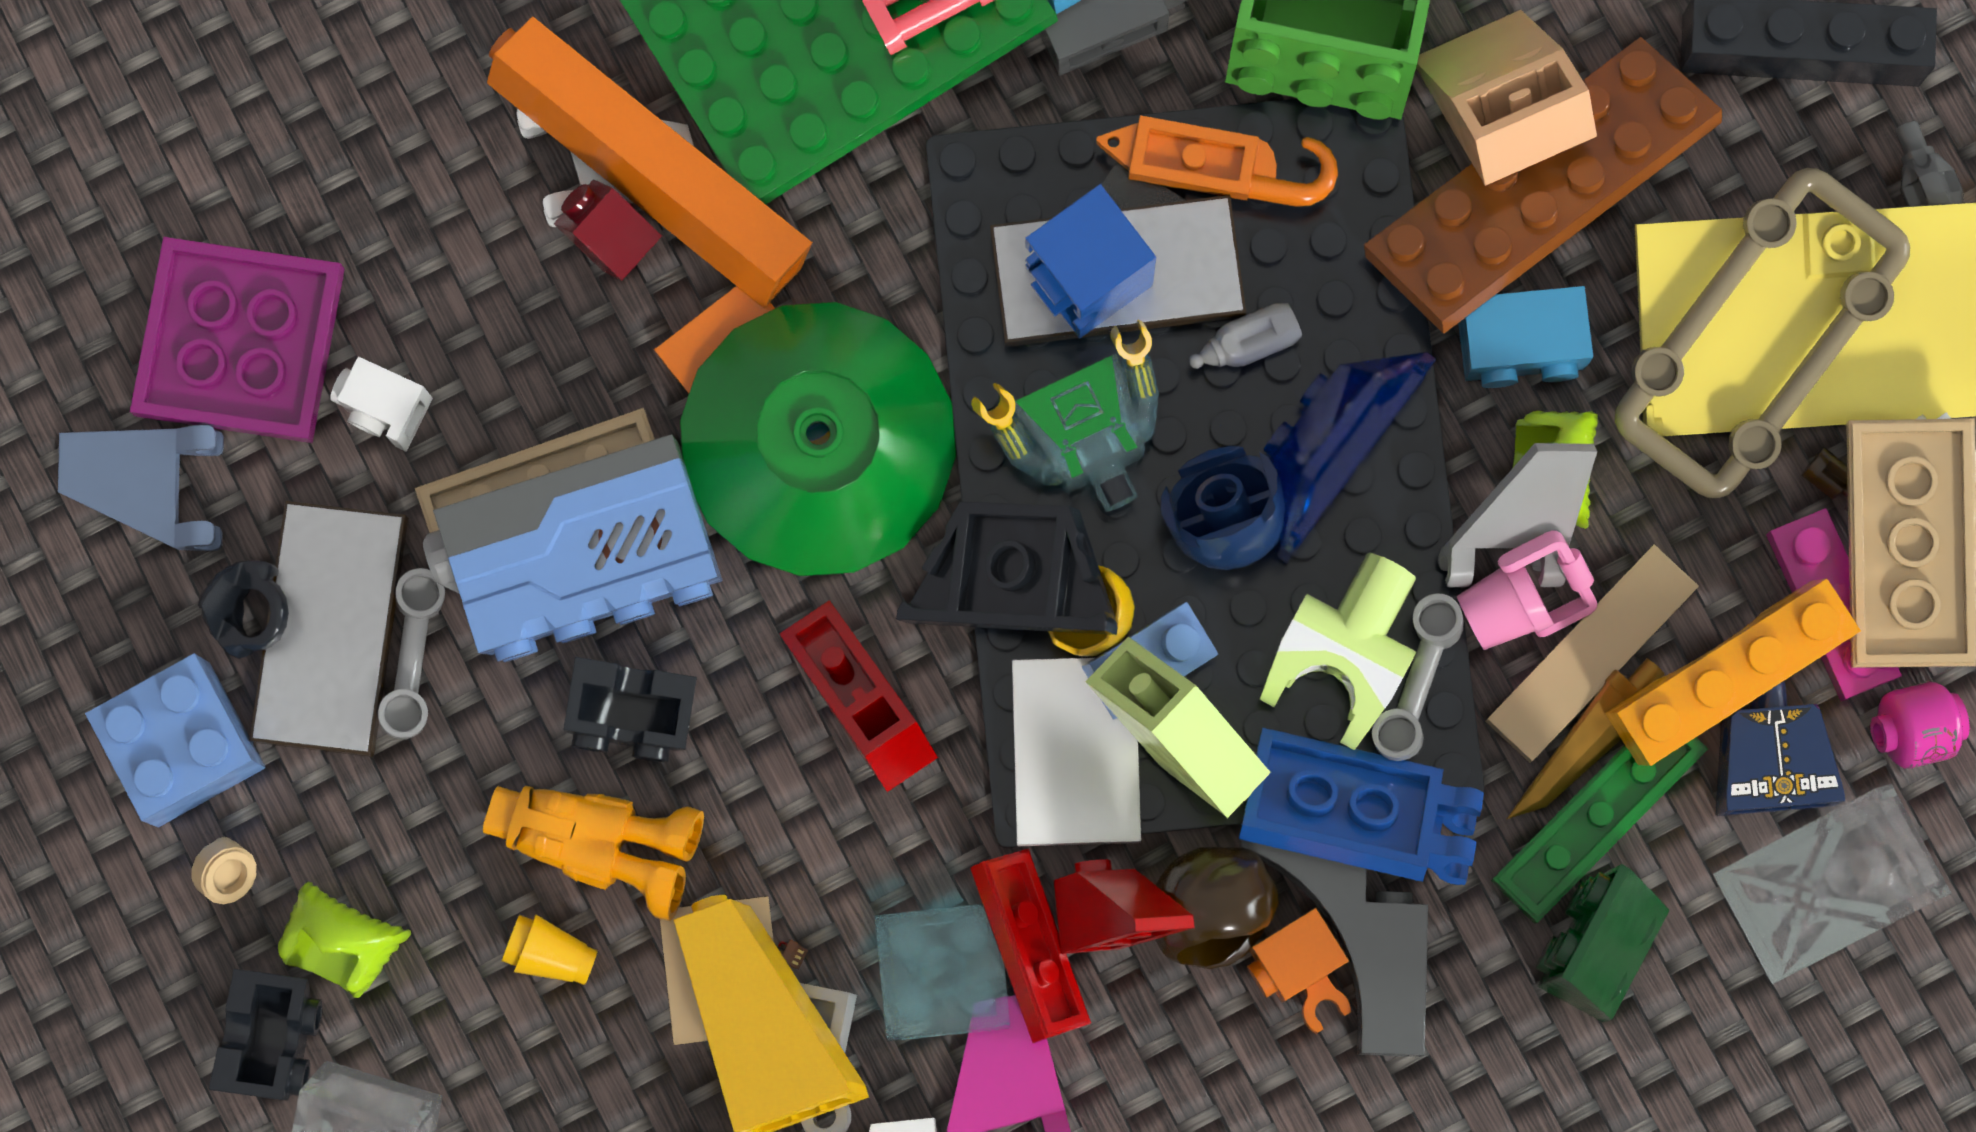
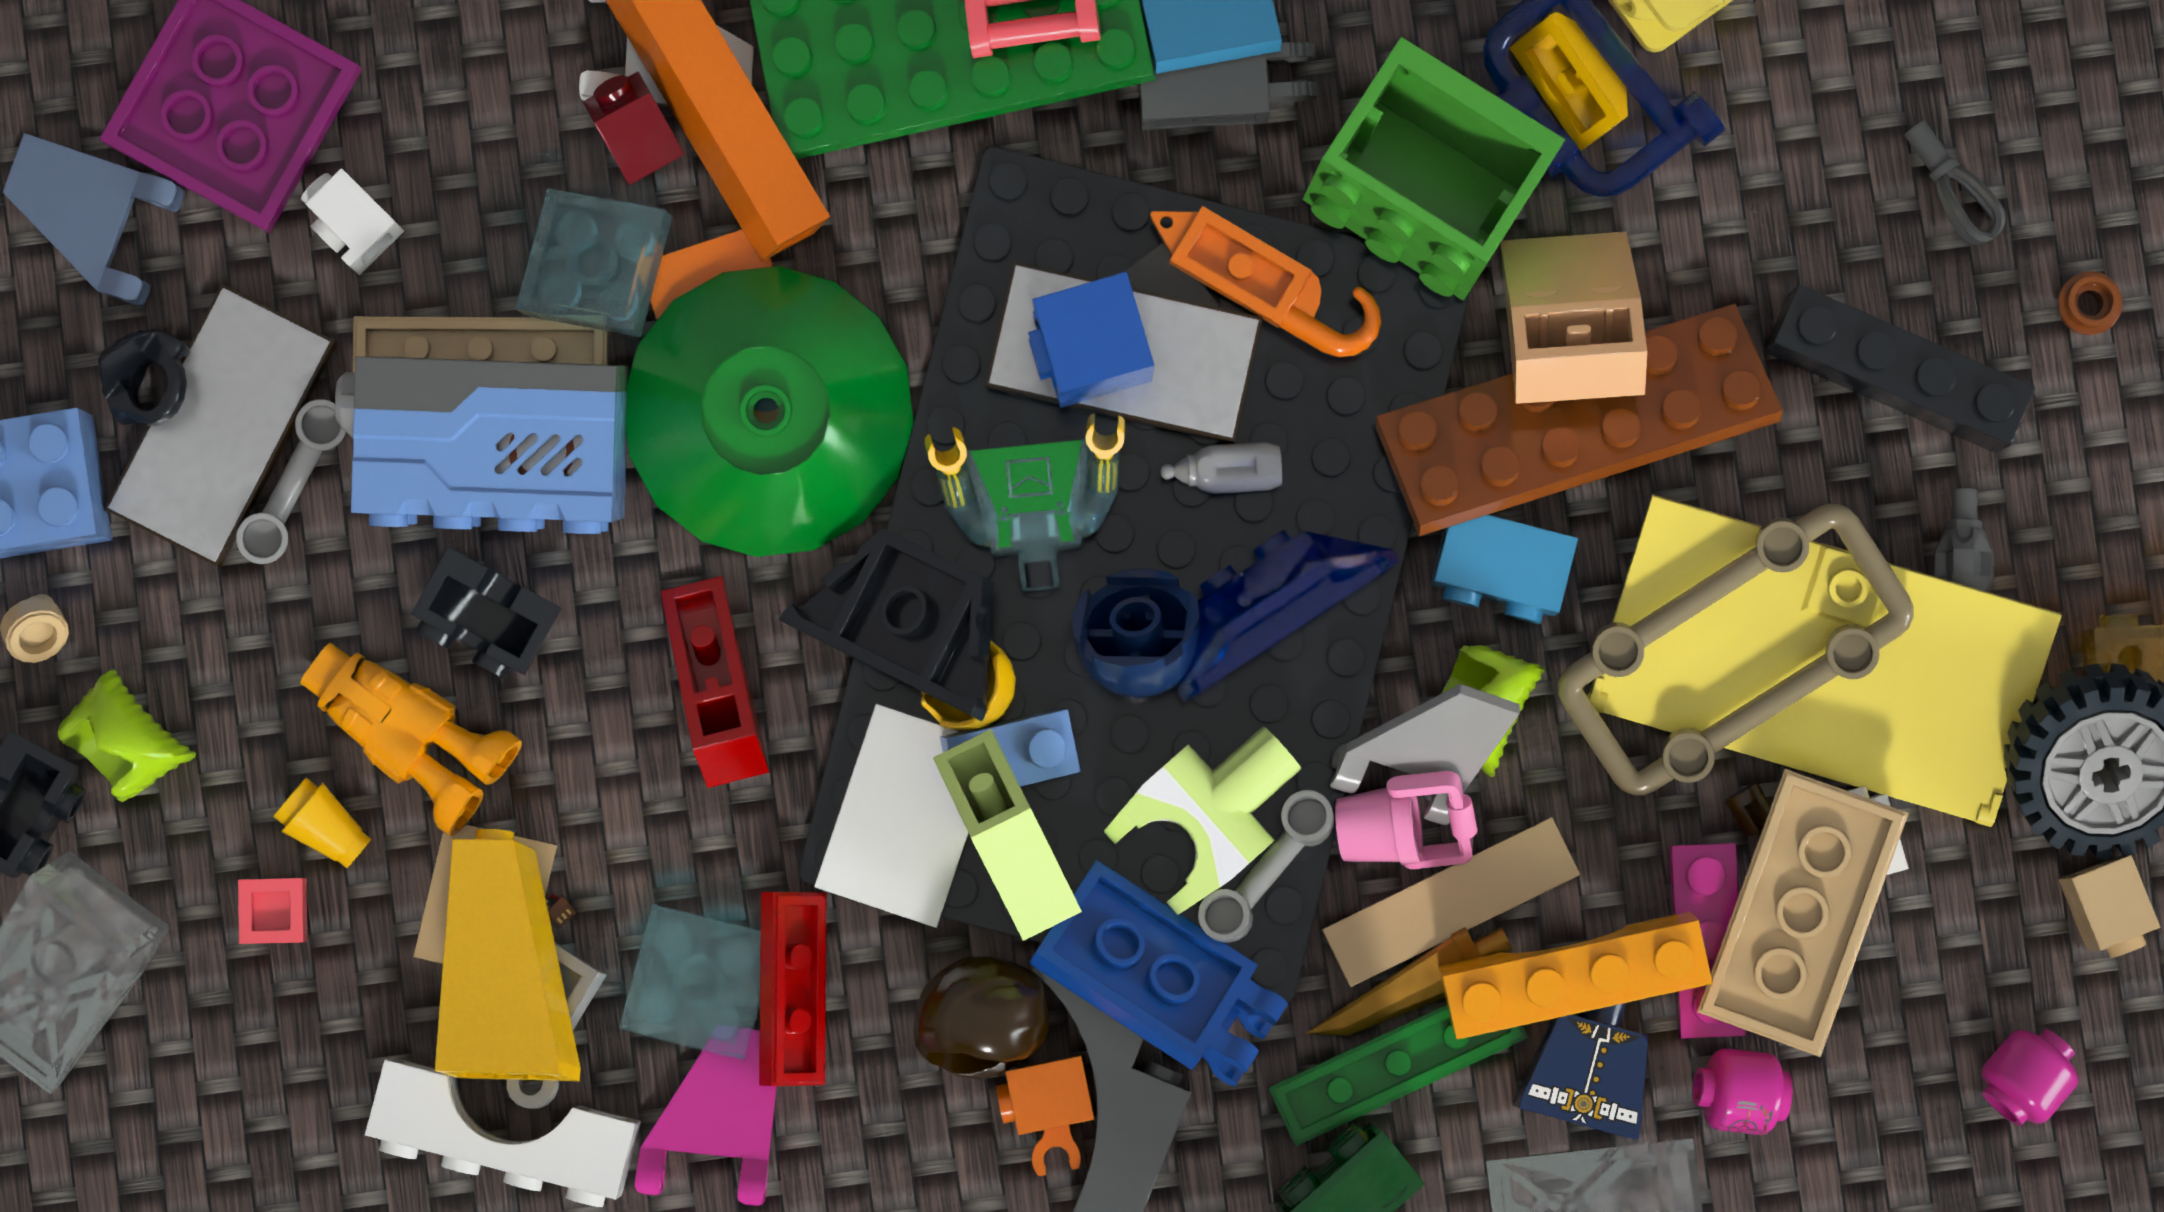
camera: 15 degrees right, 5 degrees up
(531, 1047) = (272, 910): none -> coral plate
(614, 361) = (594, 262): none -> clear light blue plate
(1113, 909) = (883, 984): red slope -> none

